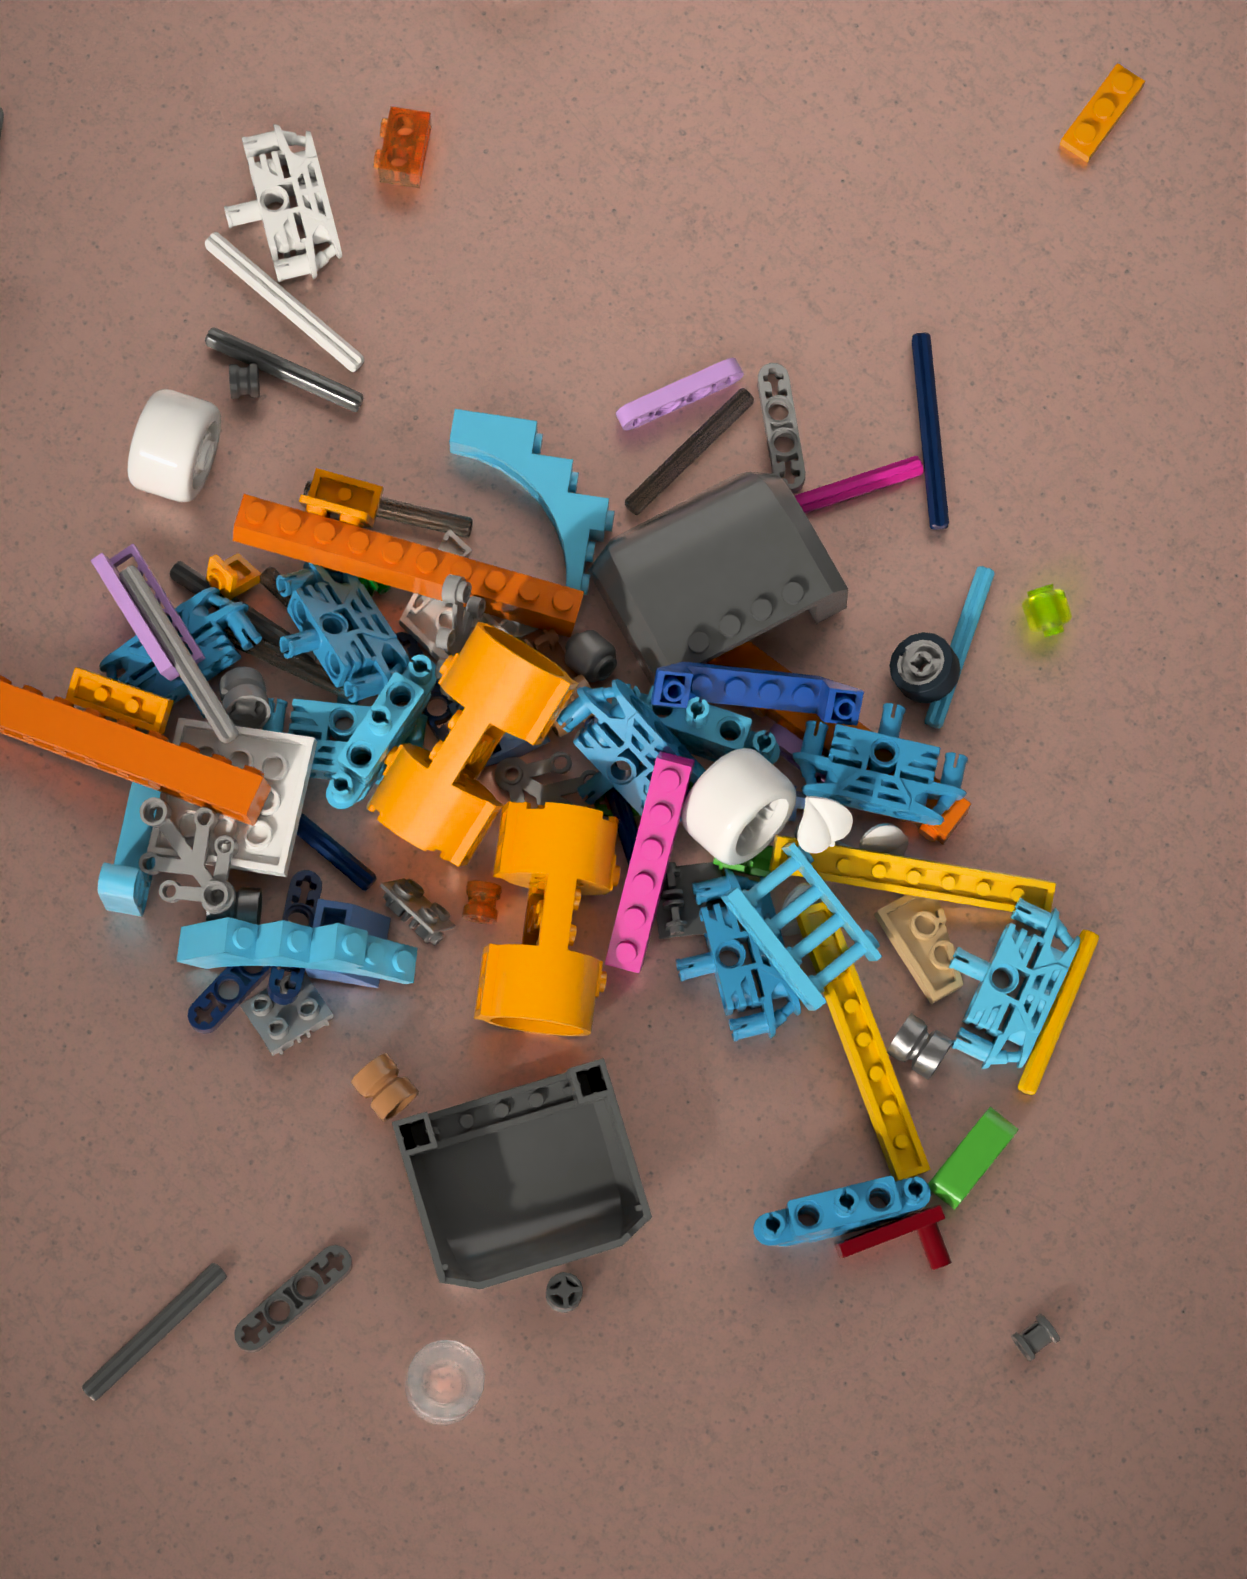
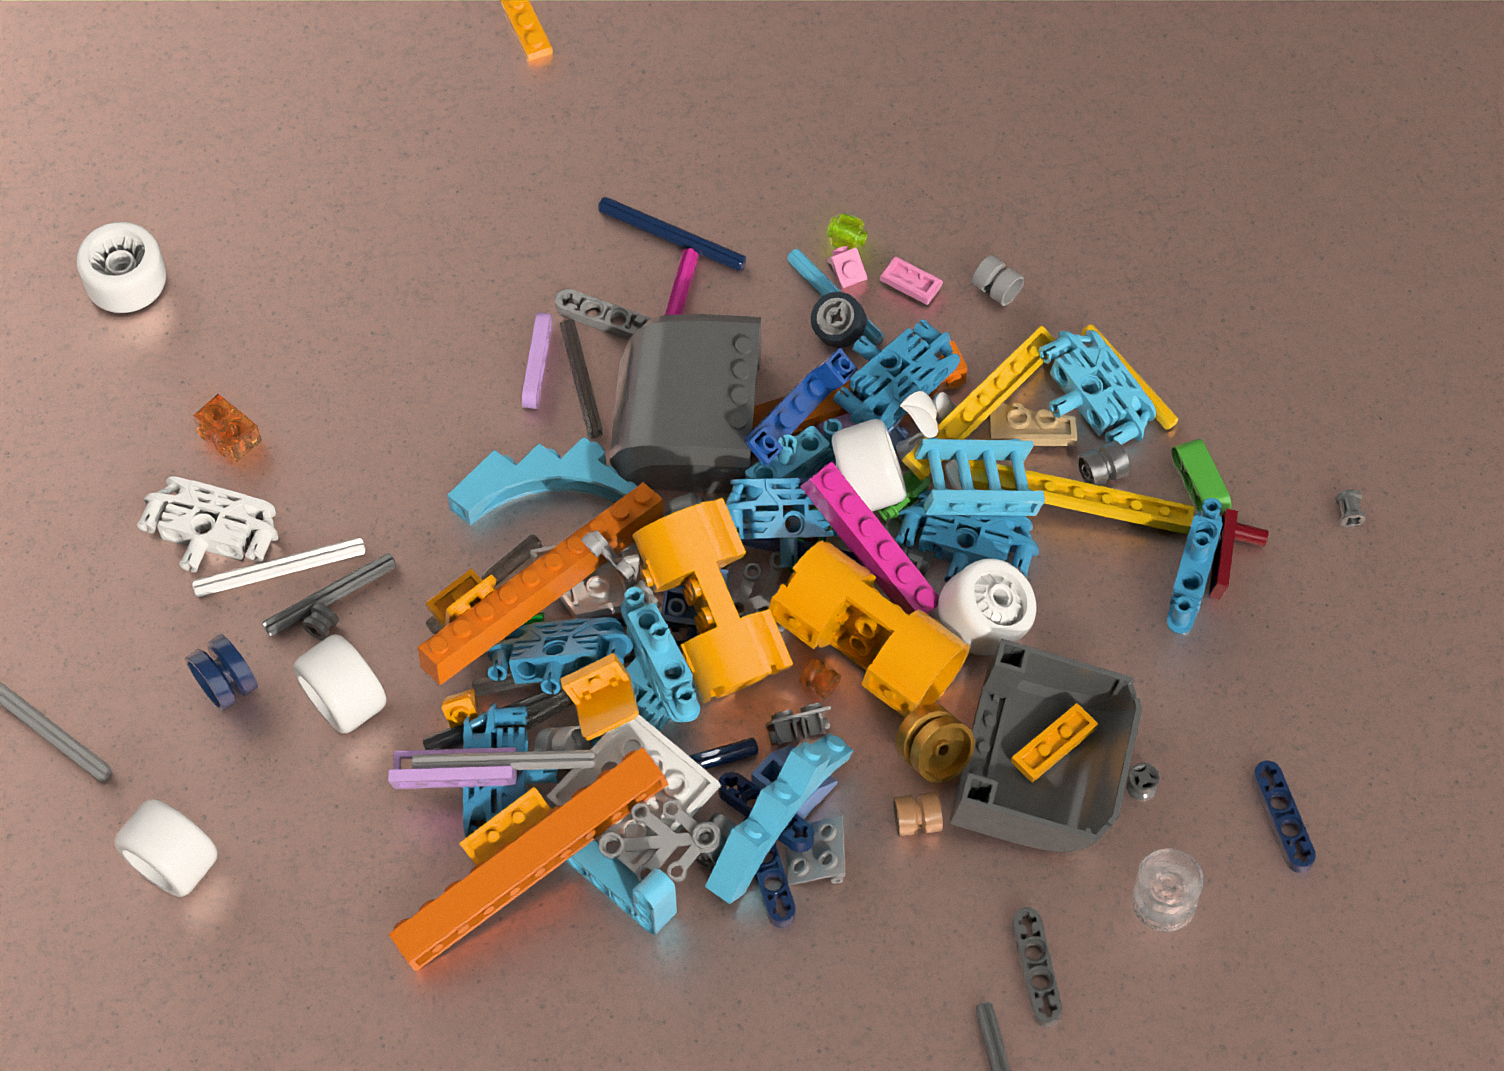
camera: 55 degrees left, 15 degrees down
(123, 327) = (221, 672): none -> dark blue wheel
(307, 707) = (602, 696): none -> light orange bracket
(464, 1059) = (935, 743): none -> pearl gold wheel
(549, 1178) = (1054, 743): none -> light orange plate
(611, 1455) = (1279, 817): none -> dark blue beam
(636, 1003) = (987, 604): none -> white wheel
(1004, 636) = (847, 266): none -> bright pink bracket
(1031, 713) = (911, 280): none -> bright pink plate
(1087, 798) = (1000, 282): none -> light grey wheel

